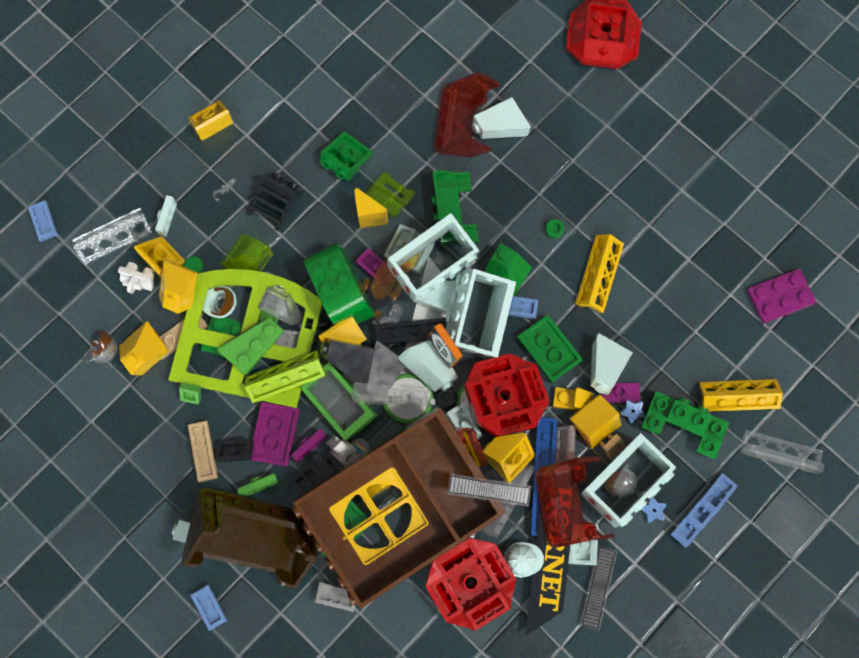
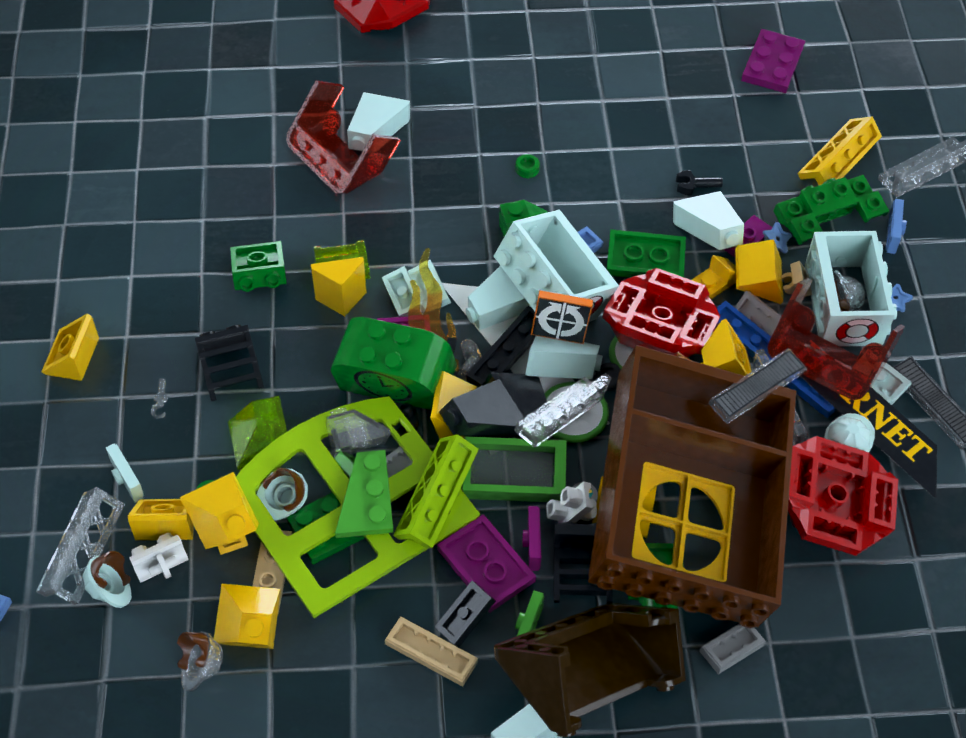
camera: 50 degrees left, 20 degrees down
(102, 269) = (107, 579): none -> light aqua piece
(190, 393) = (351, 608): bright green tile -> none
(446, 200) = (416, 223): green bracket -> none
(447, 224) = (463, 220): light aqua hose -> none
(597, 269) = (609, 164): yellow fence -> none
(635, 331) = (693, 182): none -> black bar
(704, 510) = (931, 260): medium blue slope -> none
(709, 471) = (896, 226): none -> medium blue plate

